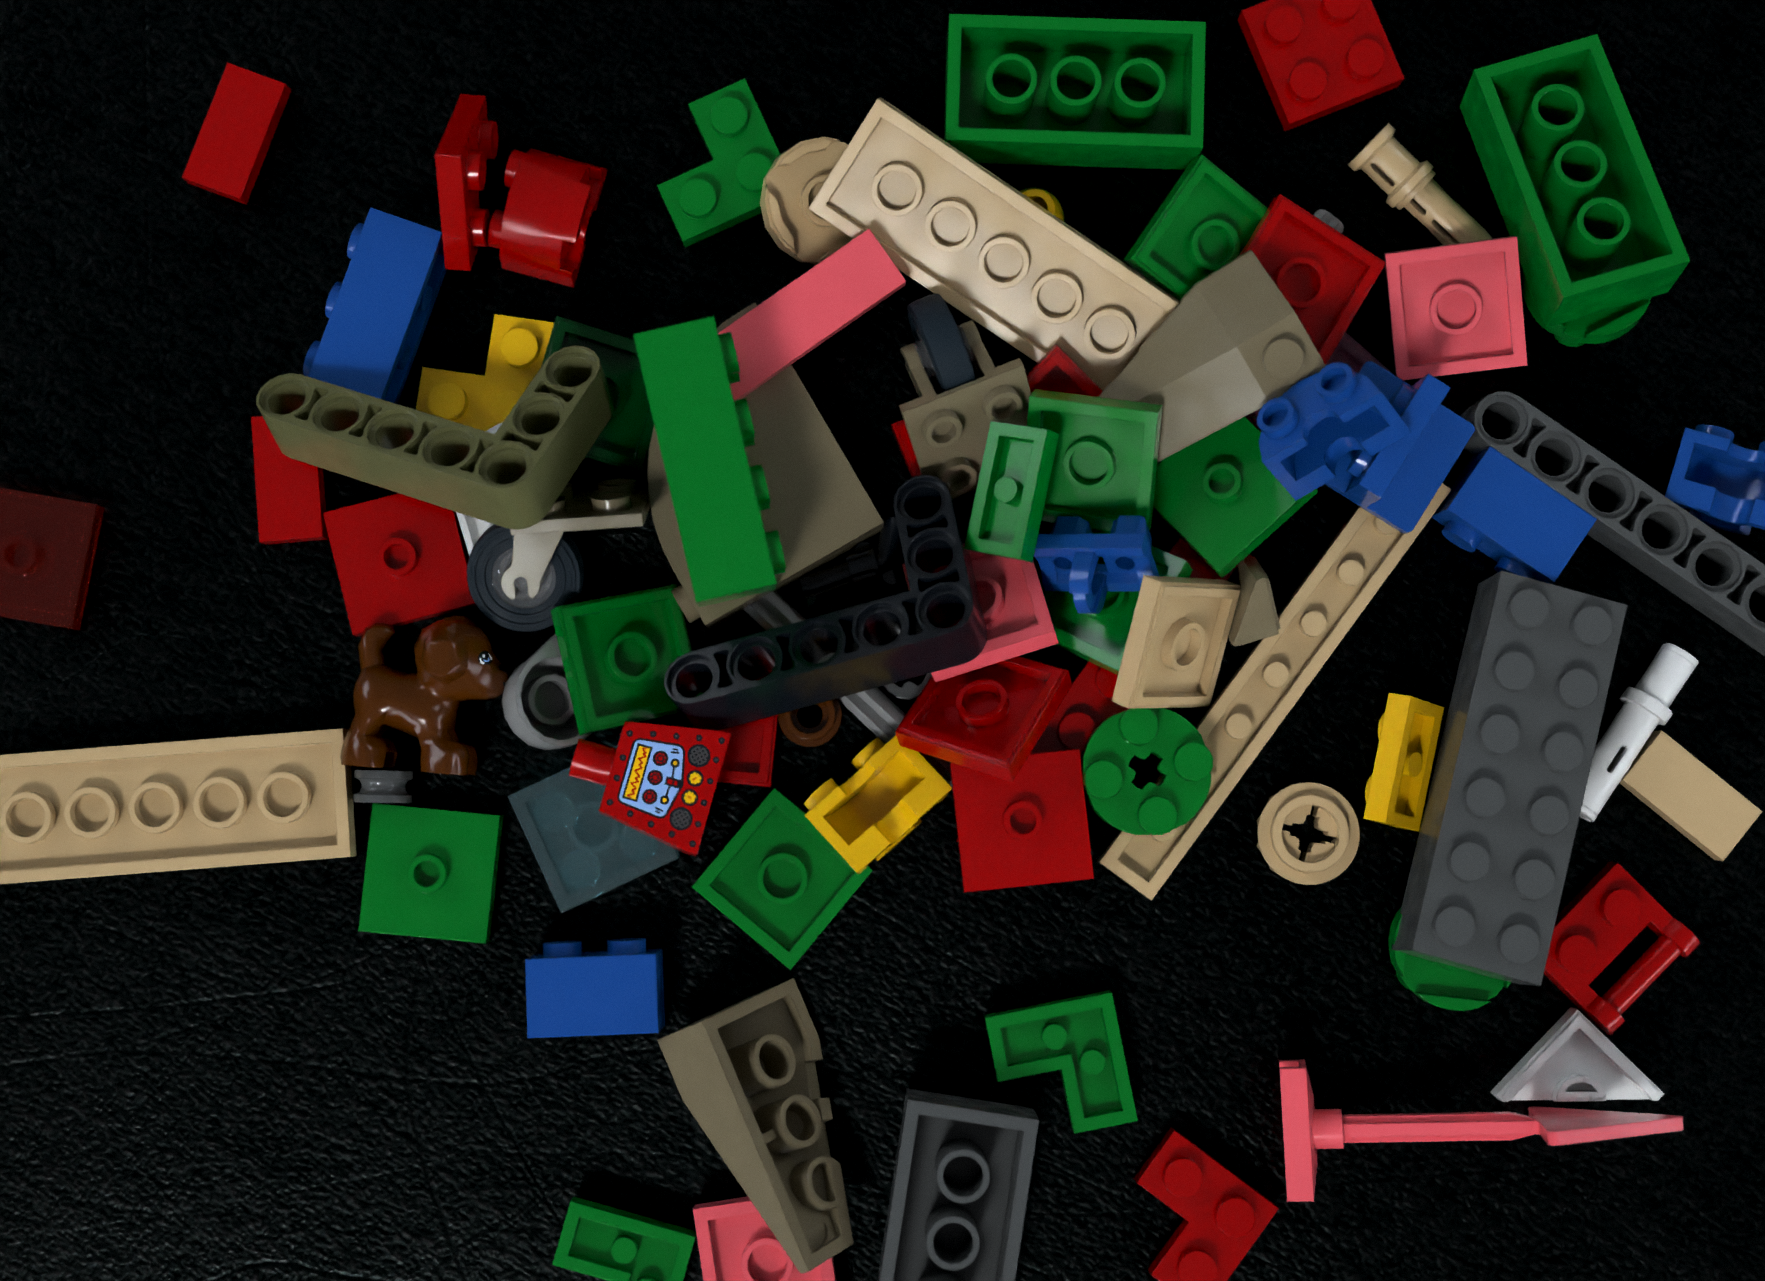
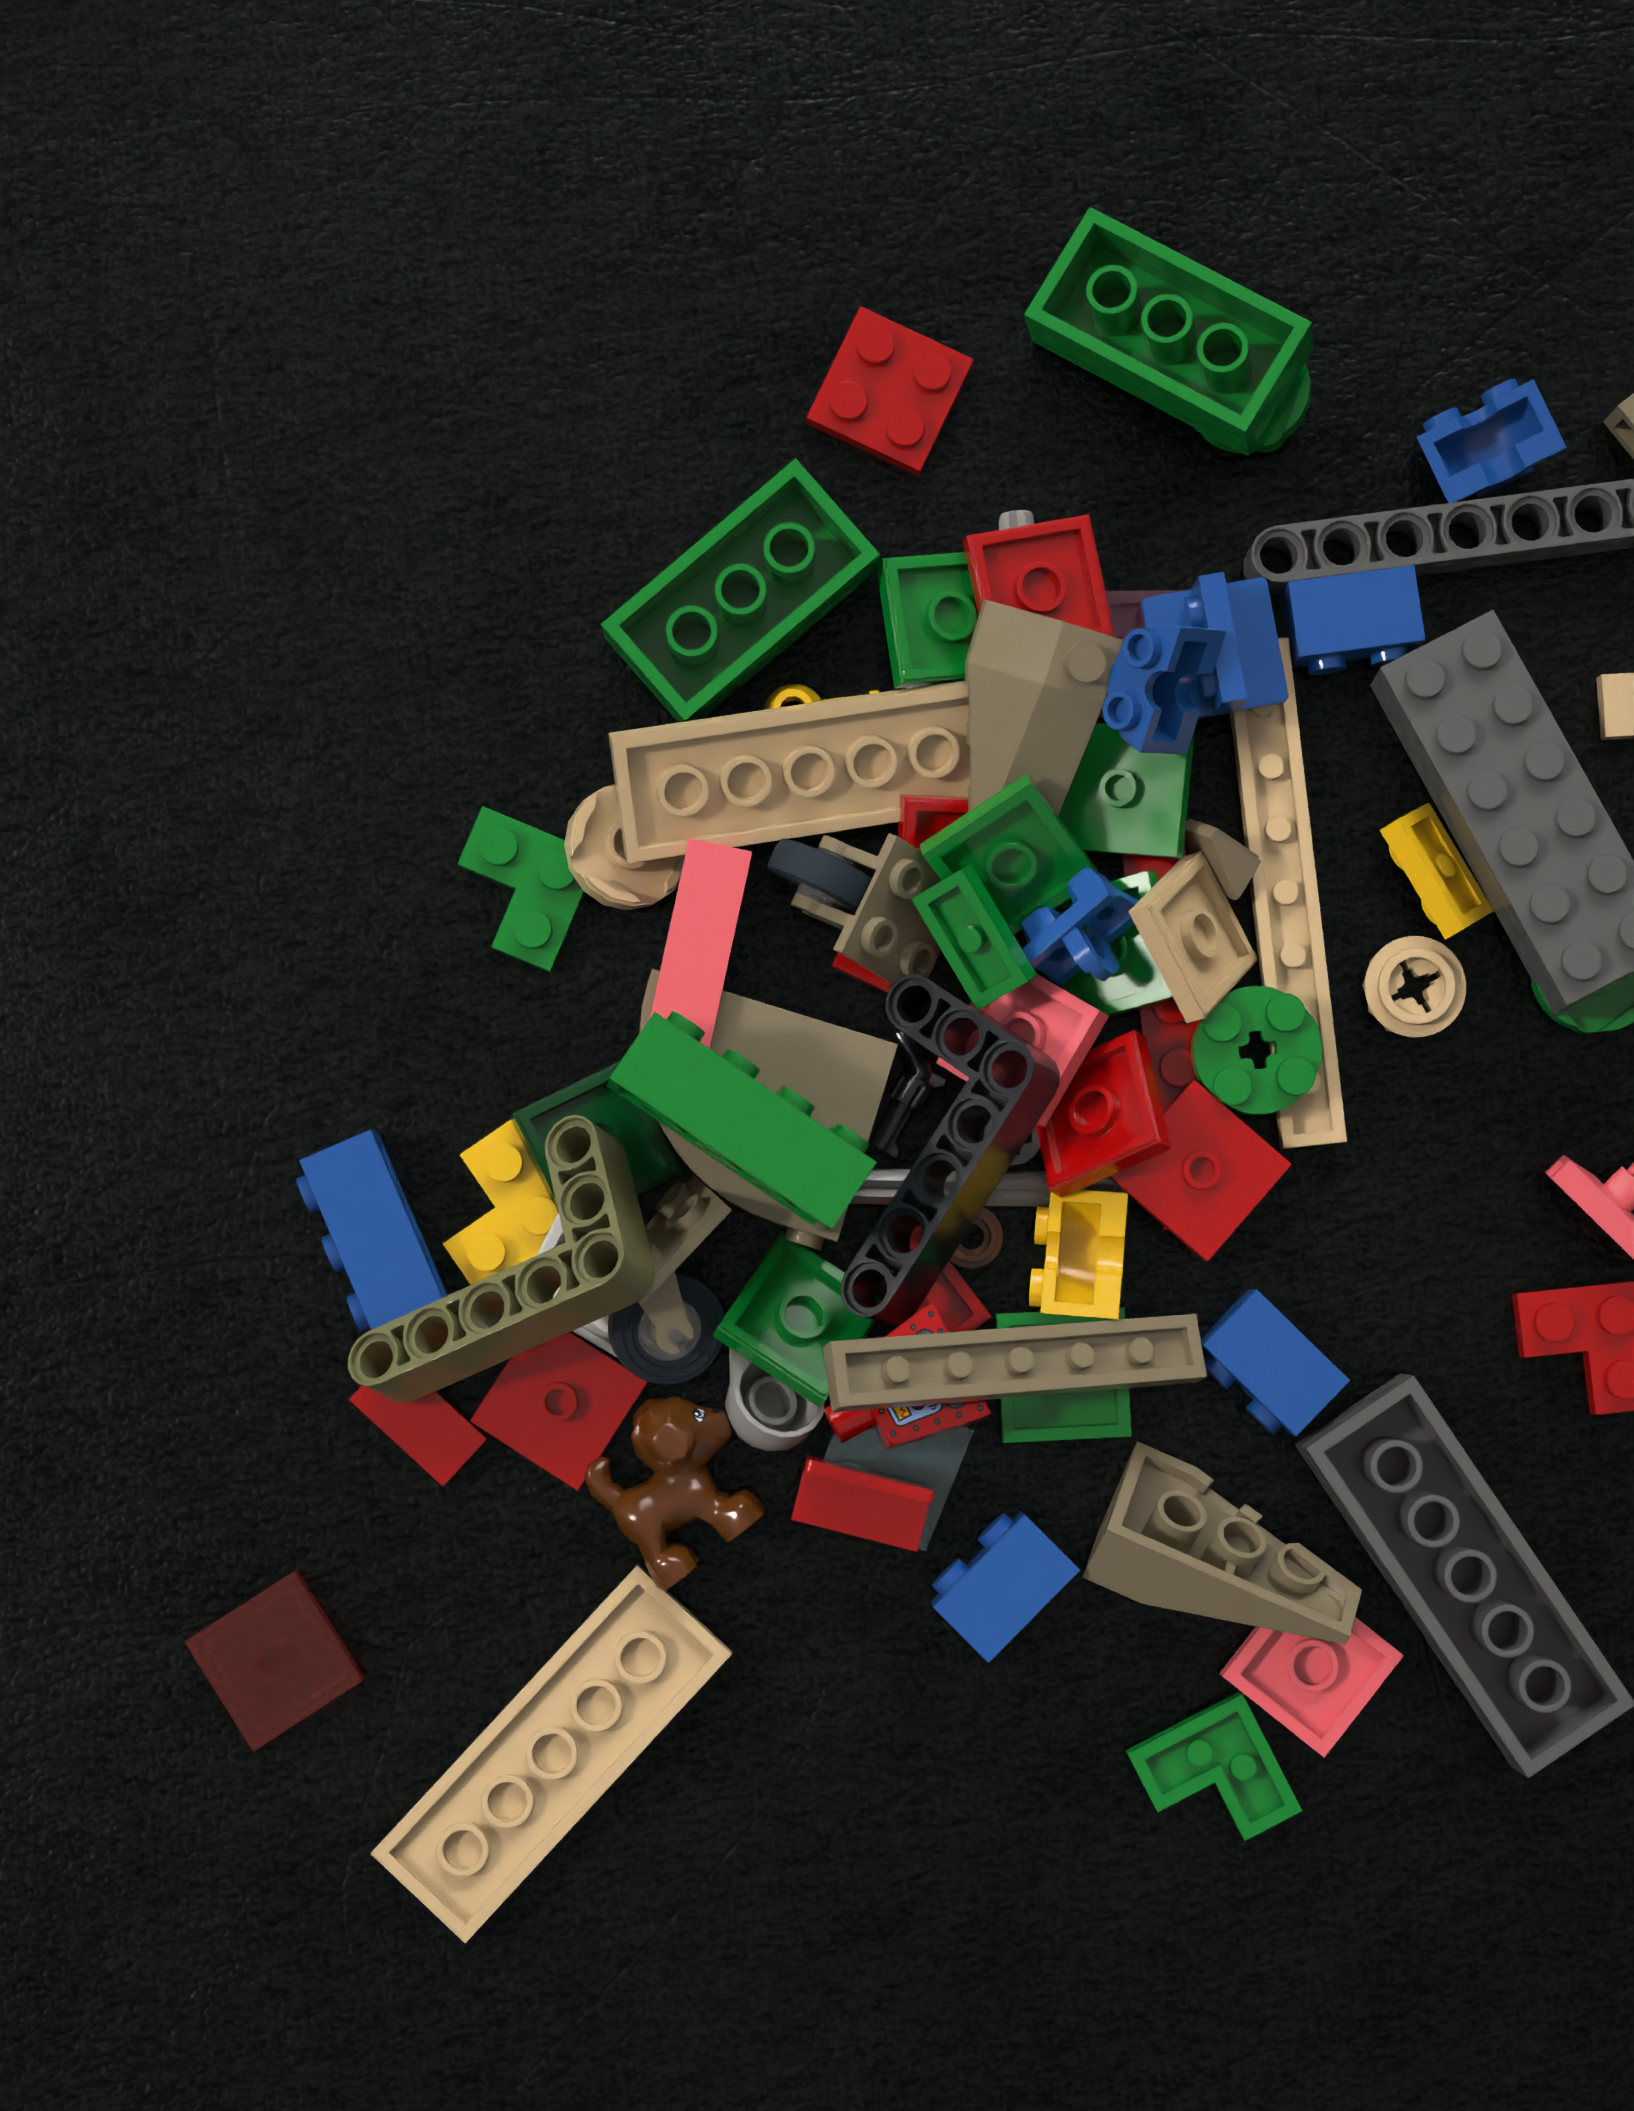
camera: 45 degrees left, 0 degrees up
(236, 133) = (134, 1197): red tile -> none
(383, 786) = (706, 1581): dark grey bush -> none
(431, 873) = (799, 1612): green plate -> none
(460, 177) = (349, 1073): red plate -> none
(545, 215) = (429, 1043): red cylinder -> none
(545, 833) = (862, 1503): none -> red panel
(746, 831) = (1013, 1362): none -> dark tan plate
(943, 1012) = (1271, 1364): none -> blue brick
(1079, 1040) = (1385, 1293): green plate -> none
(1412, 187) = (1056, 436): tan pin -> none
(1456, 308) = (1169, 500): coral plate -> none
(1641, 712) = (1577, 690): white pin -> none

